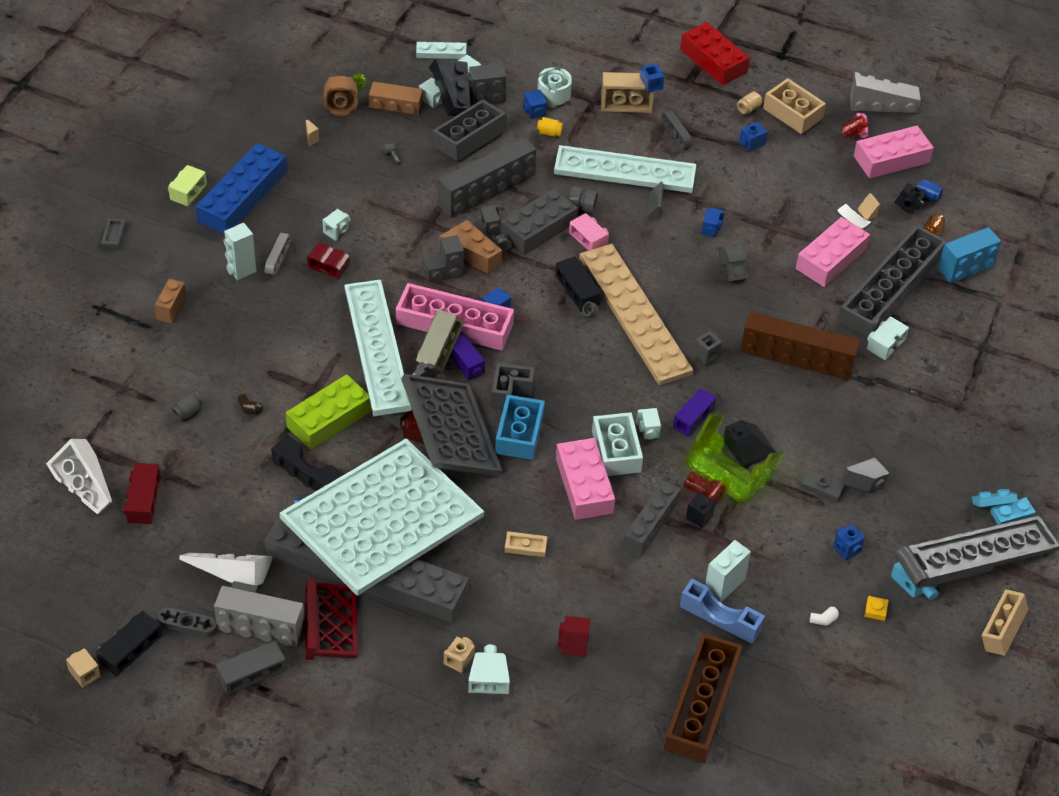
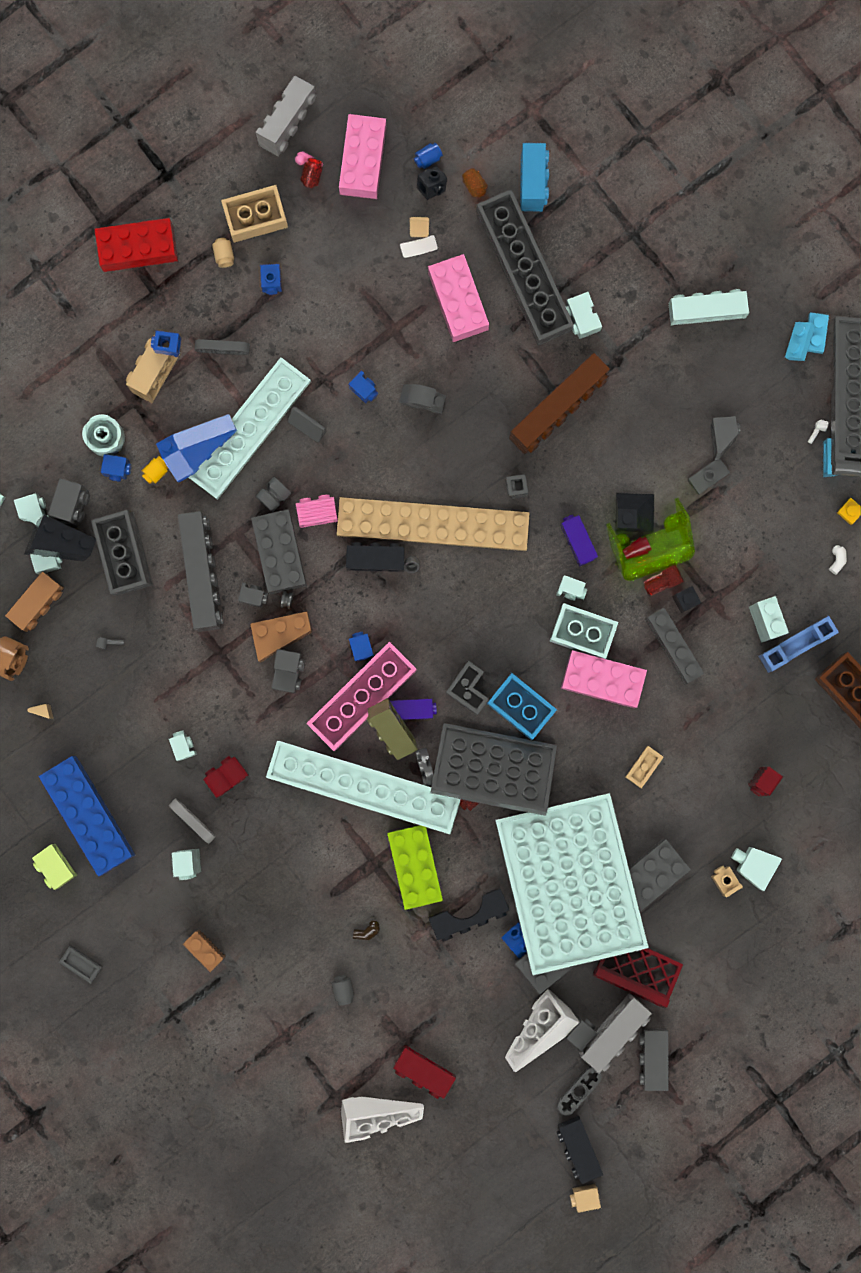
camera: 60 degrees left, 35 degrees up
(582, 134) = (191, 447): none -> wedge
(721, 455) = (637, 548): none -> dark red cone
(848, 541) = (776, 496): blue brick -> none
(967, 421) = (708, 308): none -> light aqua brick

